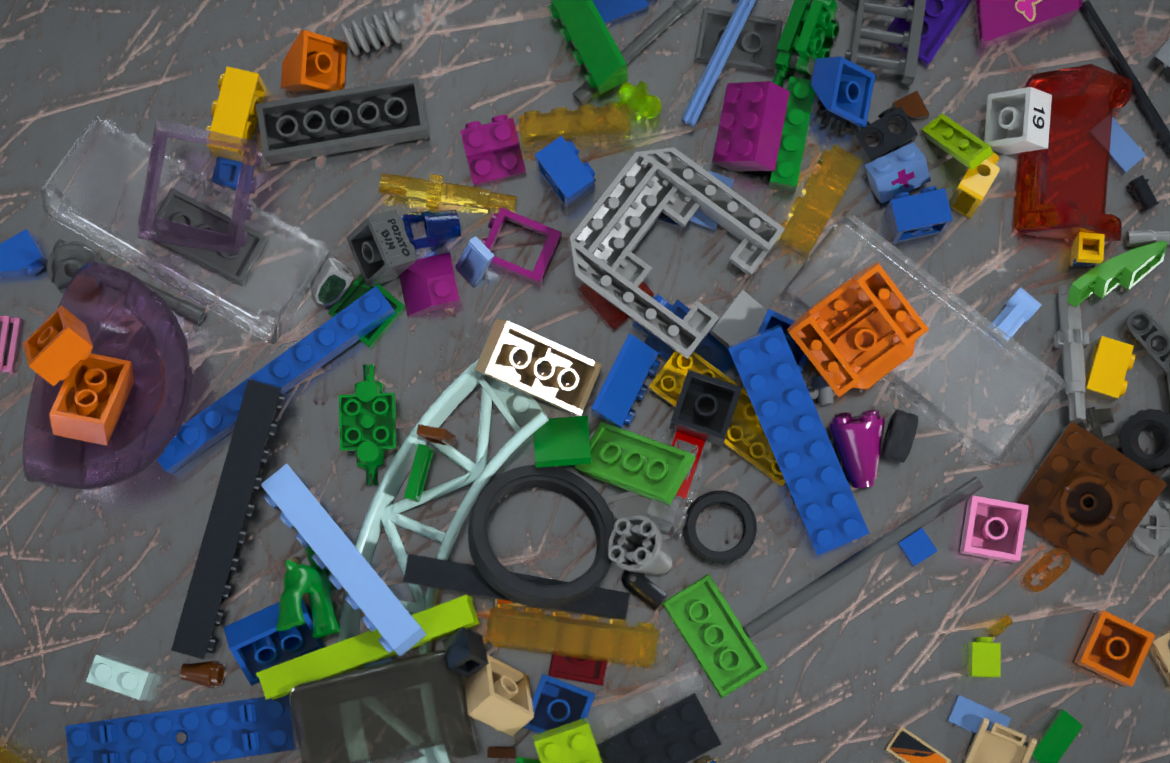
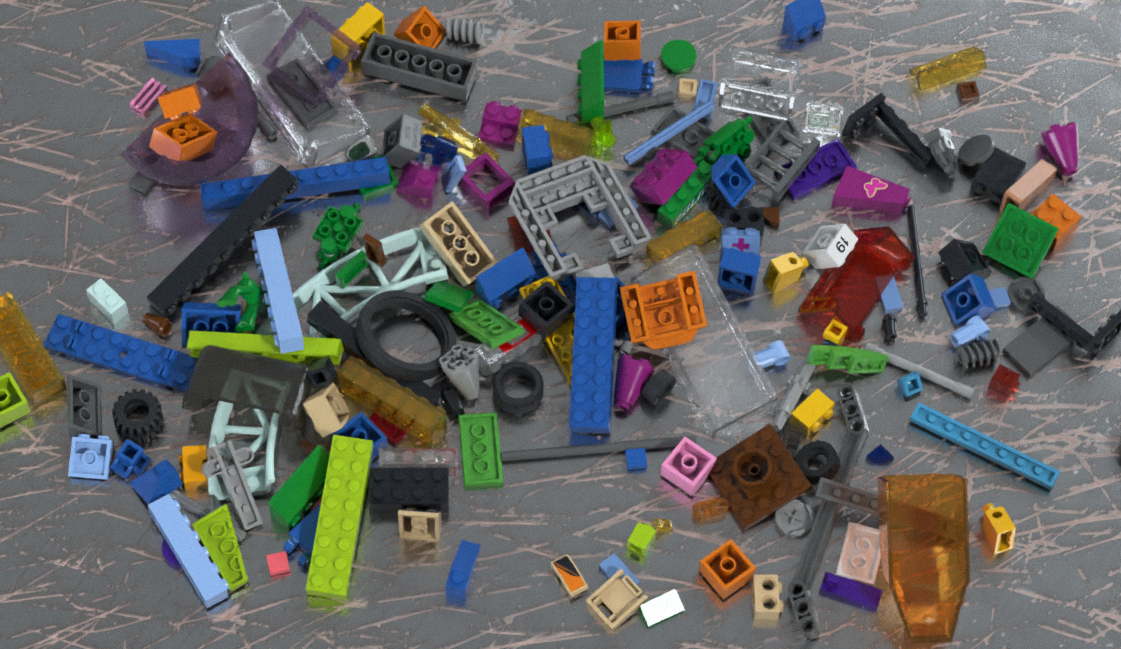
camera: 20 degrees right, 20 degrees down
(957, 141) = (786, 240): lime plate -> none

